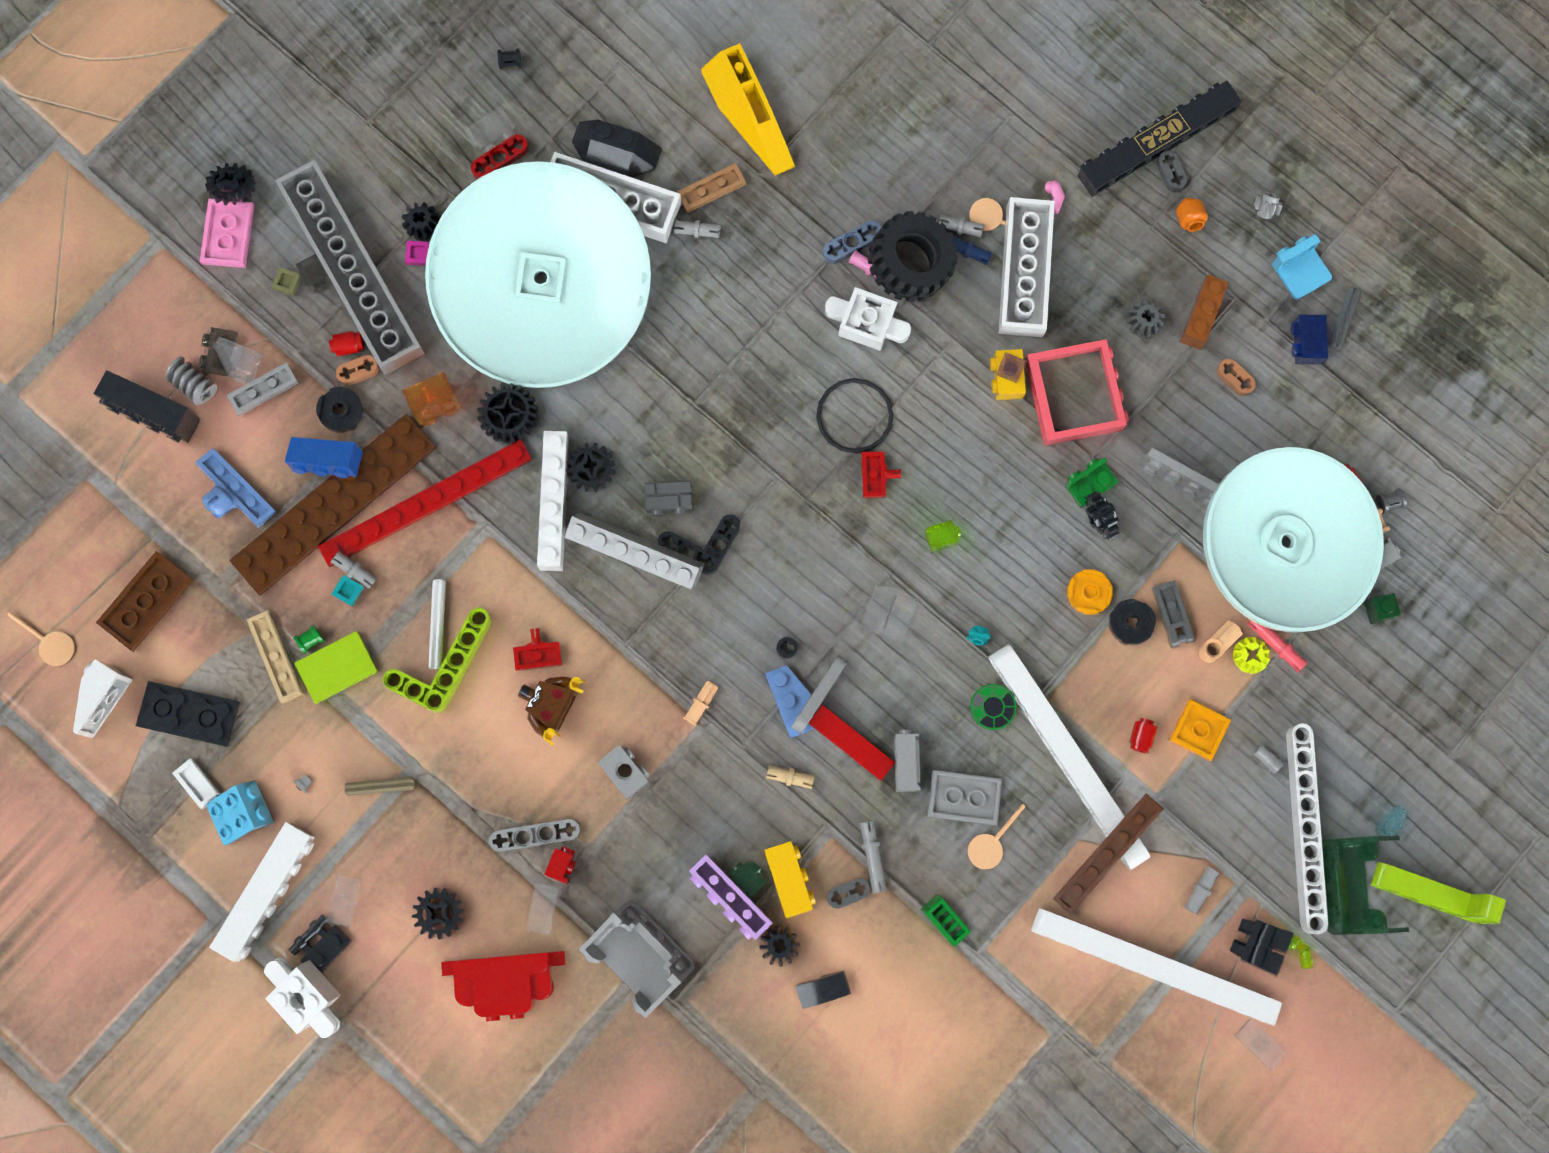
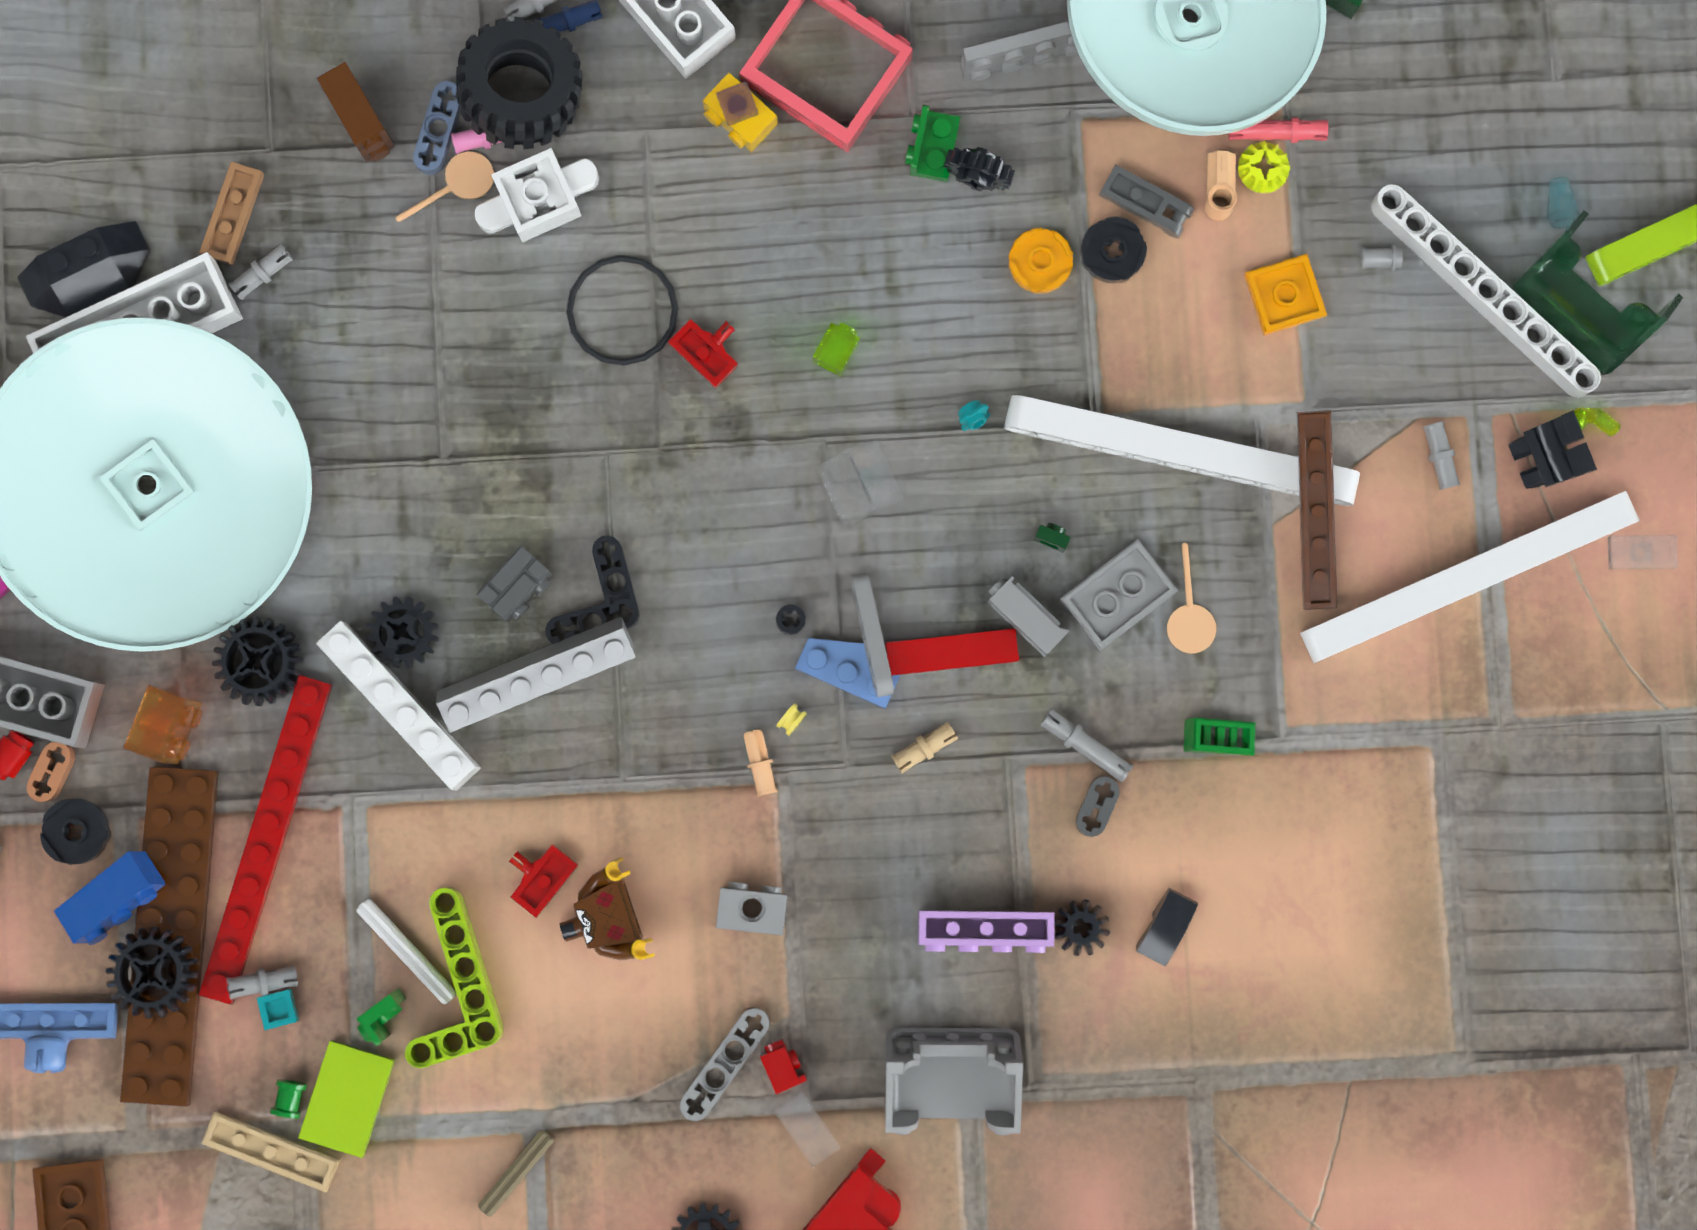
camera: 45 degrees left, 5 degrees up
(297, 512) = (164, 981): none -> black gear
(386, 640) = (373, 1020): none -> green bracket
(738, 697) = (791, 719): none -> light yellow bush
(746, 106) = (182, 90): yellow wedge -> none
(748, 877) = (983, 891): clear green brick -> none
(789, 879) = (1026, 851): yellow brick -> none
(818, 196) = (356, 113): none -> reddish brown brick
(842, 277) = (466, 176): none -> light nougat piece
(959, 735) = (1052, 536): none -> dark green plate
(993, 707) = (1058, 474): tile -> none
(1143, 735) = (1235, 356): red brick -> none

